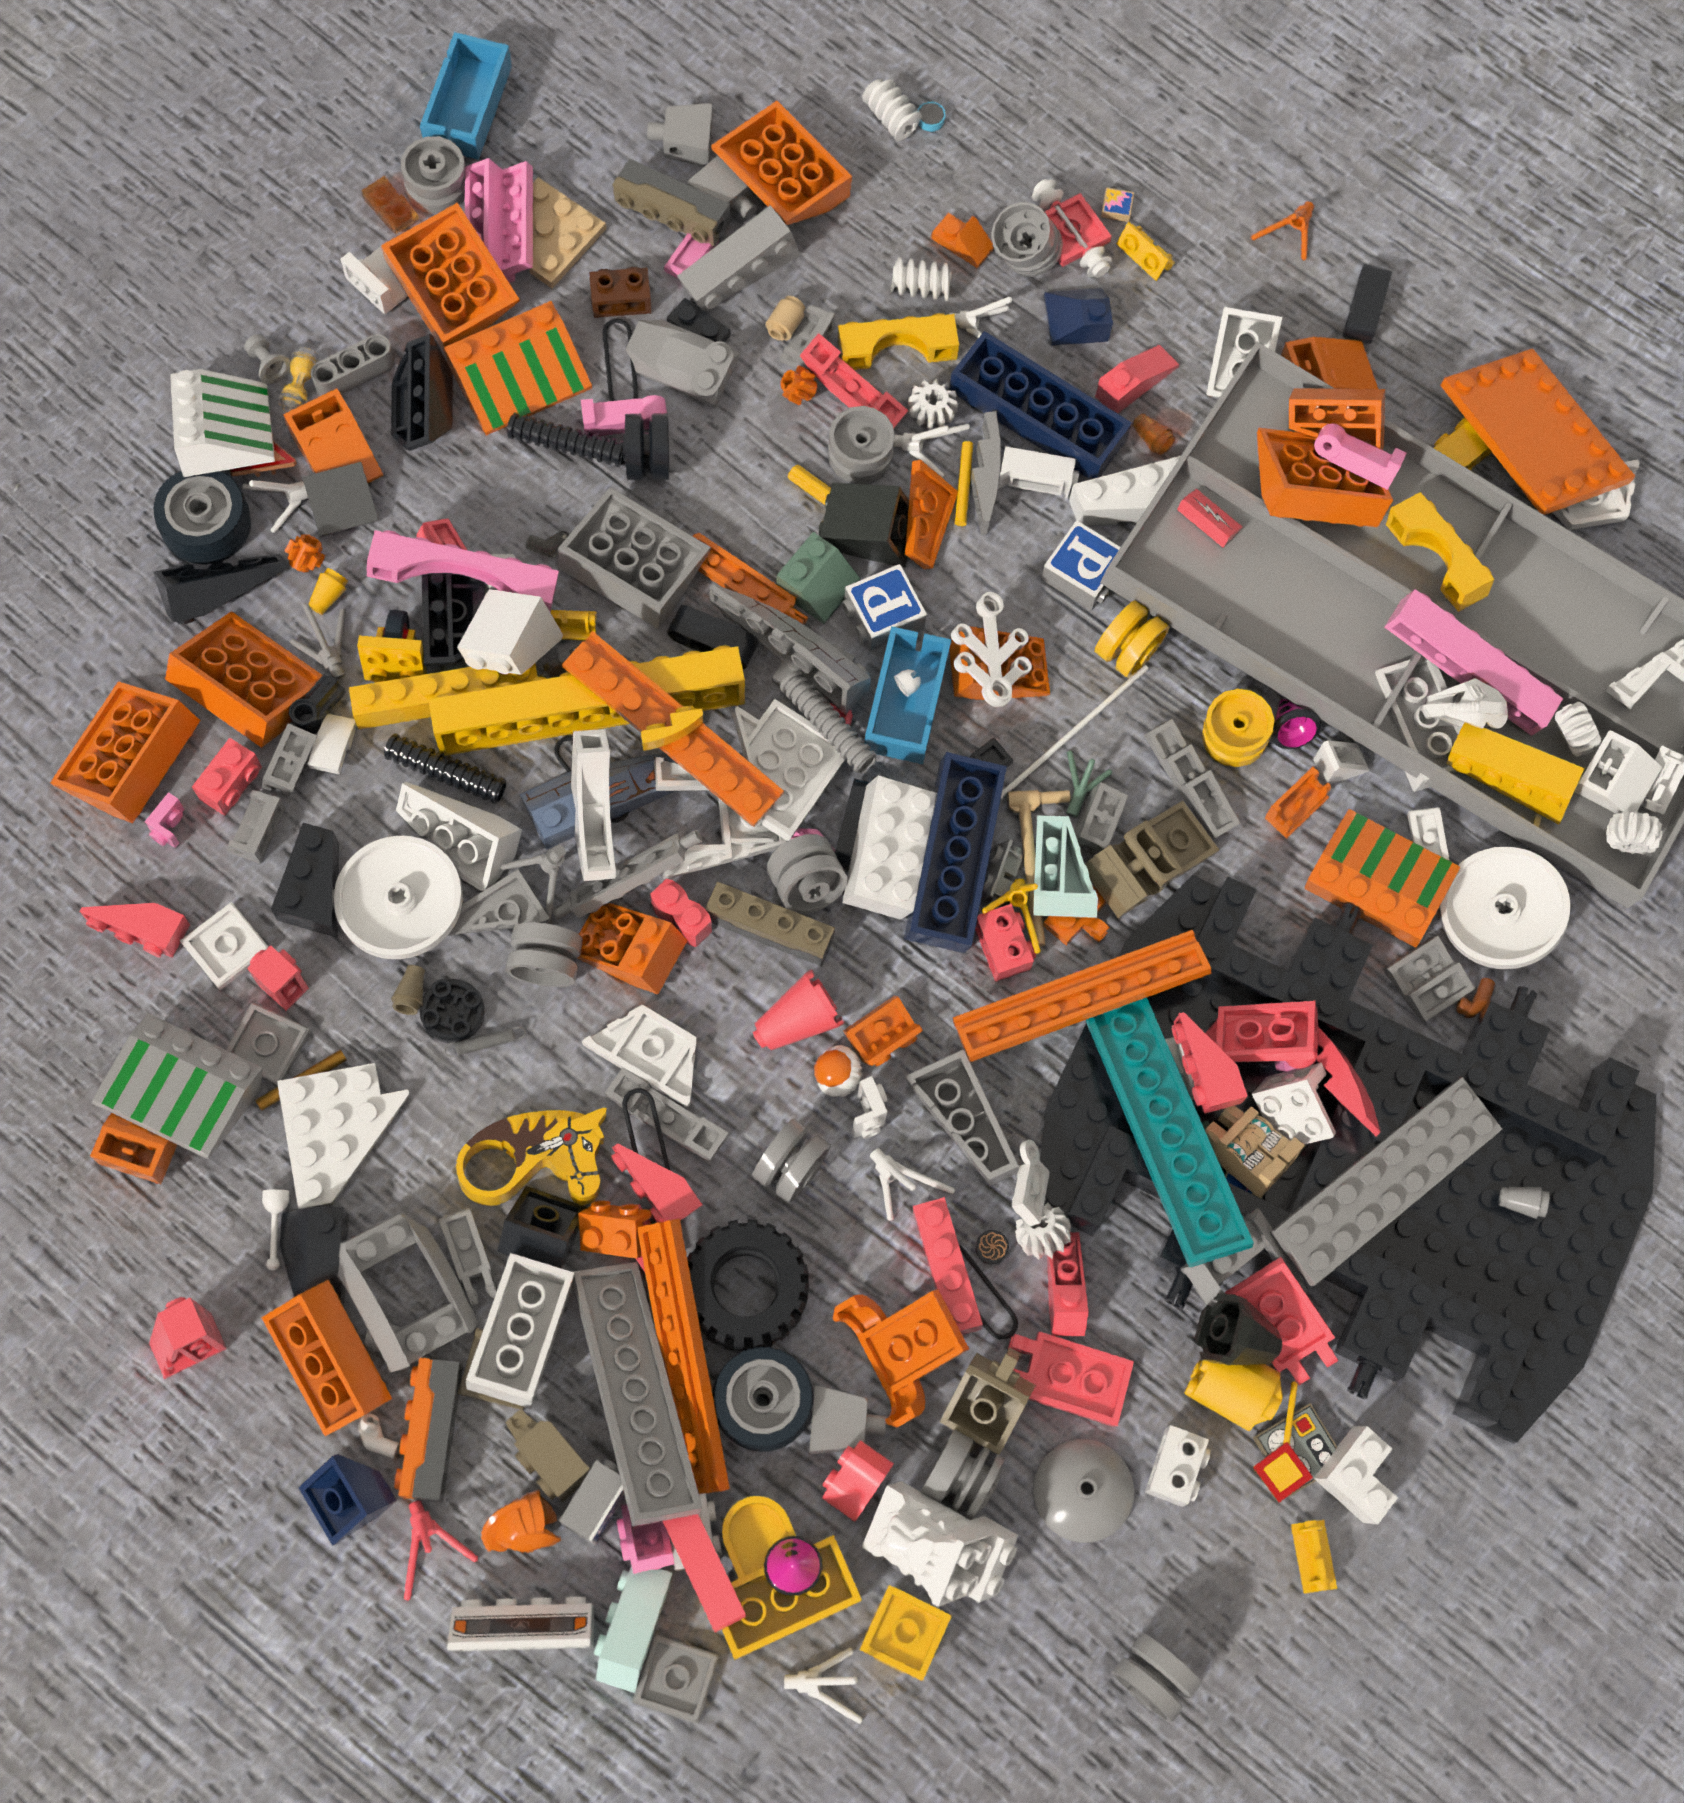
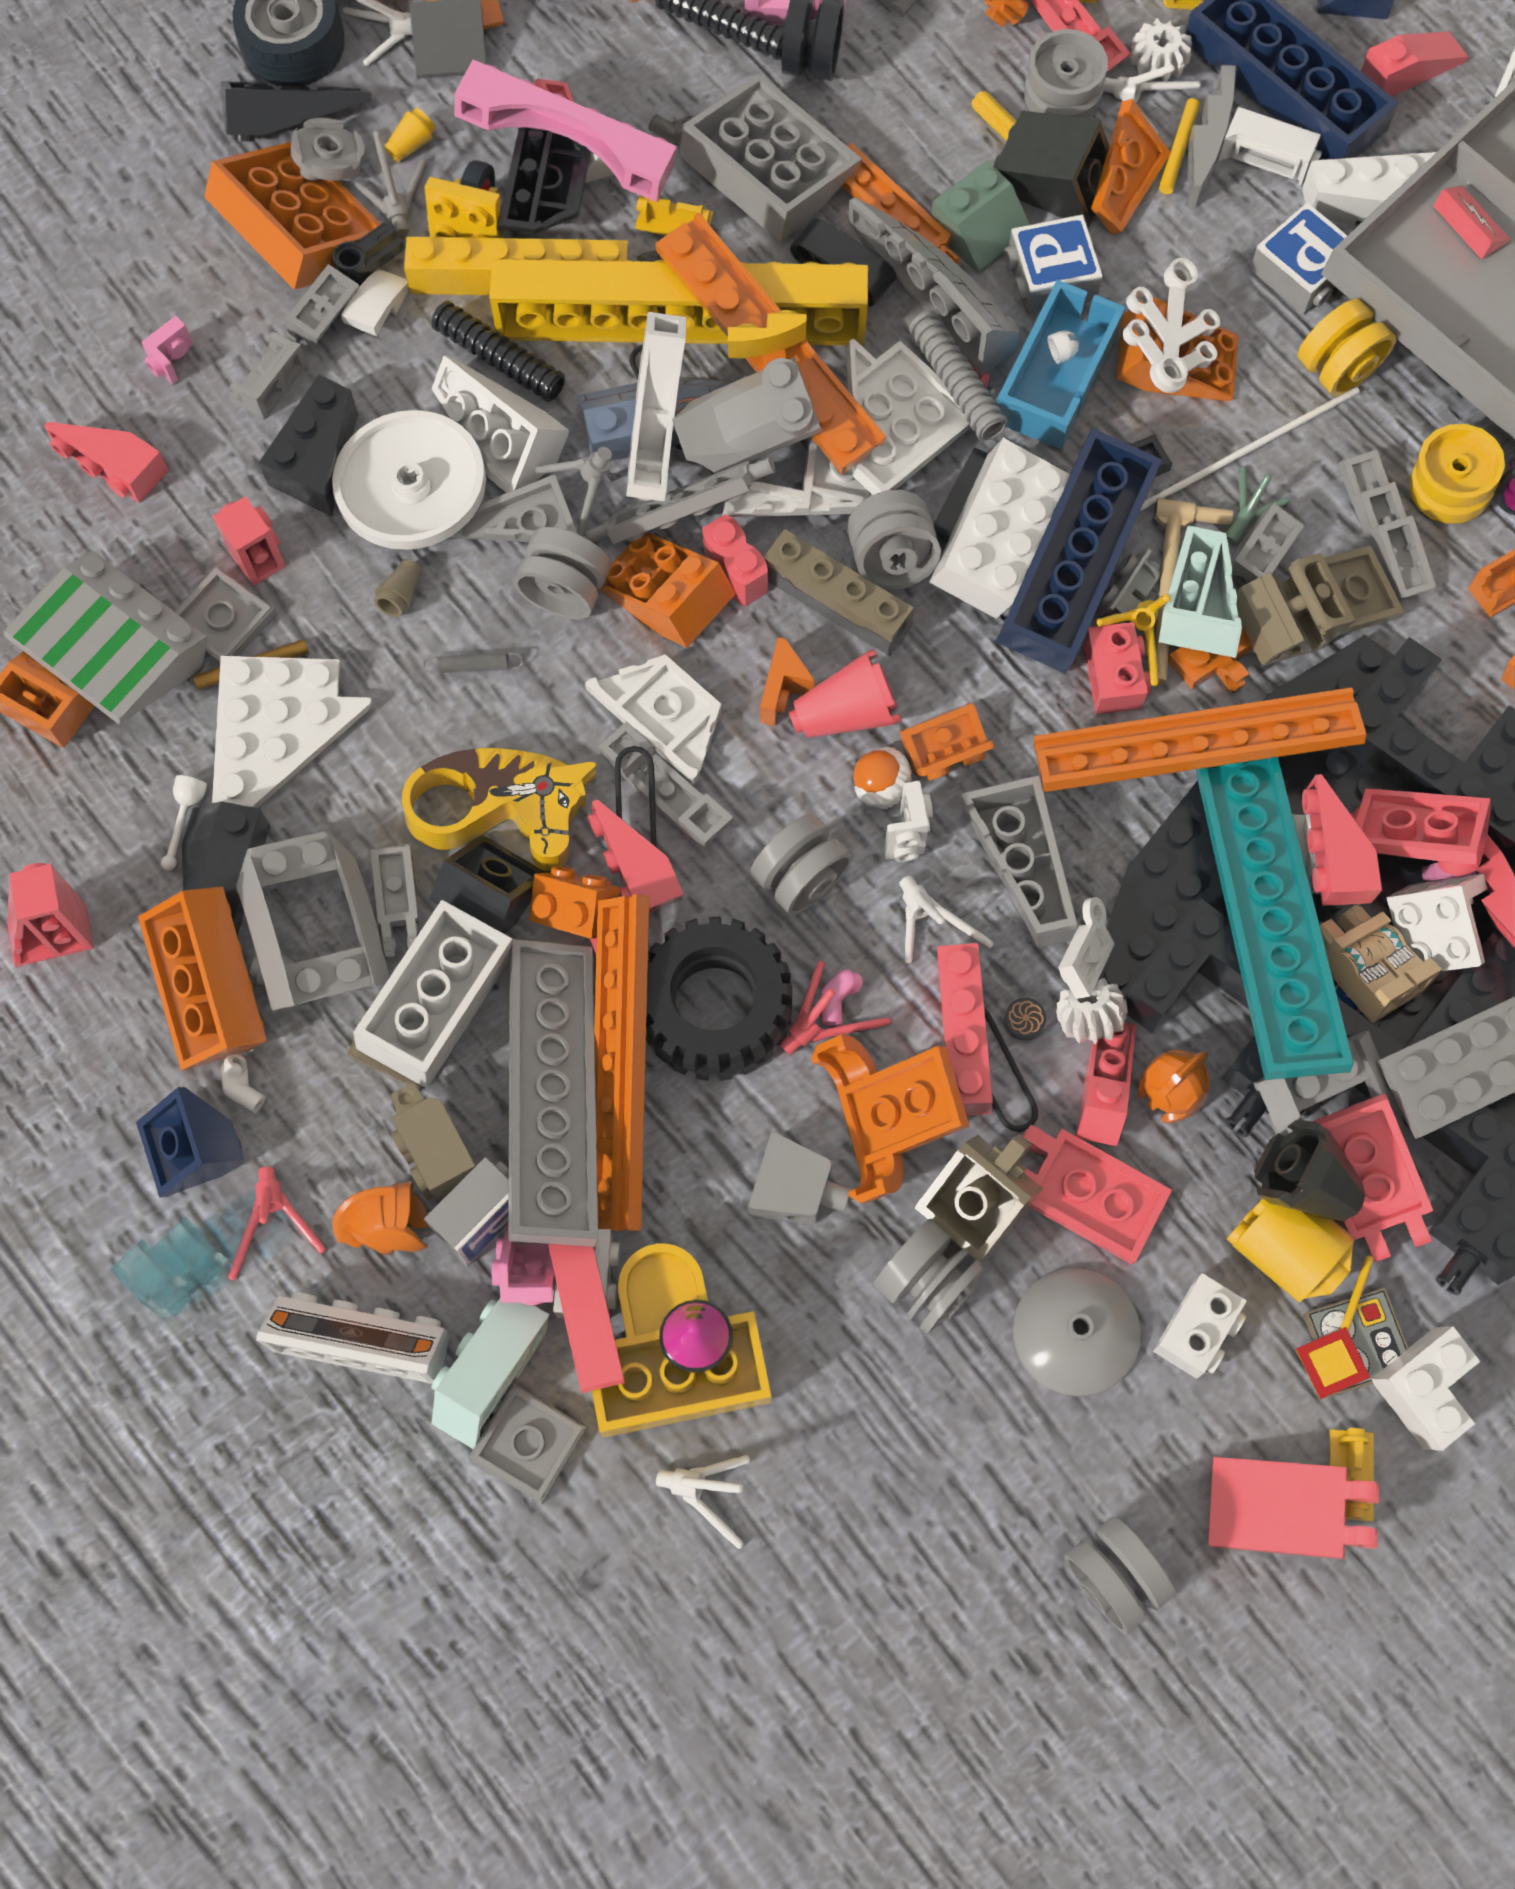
camera: 20 degrees right, 0 degrees up
(126, 751) = (143, 267): orange slope -> none
(224, 945) = (195, 496): white tile -> none
(227, 776) = (247, 313): coral brick -> none
(259, 633) = (339, 163): none -> light grey plate
(305, 553) = (394, 88): orange gear -> none
(360, 1603) = (171, 1270): none -> clear light blue brick
(430, 1430) = (302, 1088): piece -> none
(452, 1010) = (443, 620): black tile -> none
(509, 633) = (604, 205): white slope -> none
(669, 798) = (748, 417): none -> light grey slope
(742, 1000) = (785, 676): none -> orange slope
(763, 1373) = (700, 1105): wheel -> none
(822, 1291) = (805, 1027): none -> coral plant
(839, 1256) = (843, 984): none -> bright pink arm
(857, 1480) = (797, 1254): coral brick -> none
(905, 1633) = (817, 1450): yellow panel -> none
(940, 1546) = (883, 1354): white brick -> none
(1119, 1276) = (1176, 1084): none -> orange helmet
(1154, 434) = (1423, 129): clear orange cone -> none
(1270, 1595) = (1287, 1508): none -> coral tile

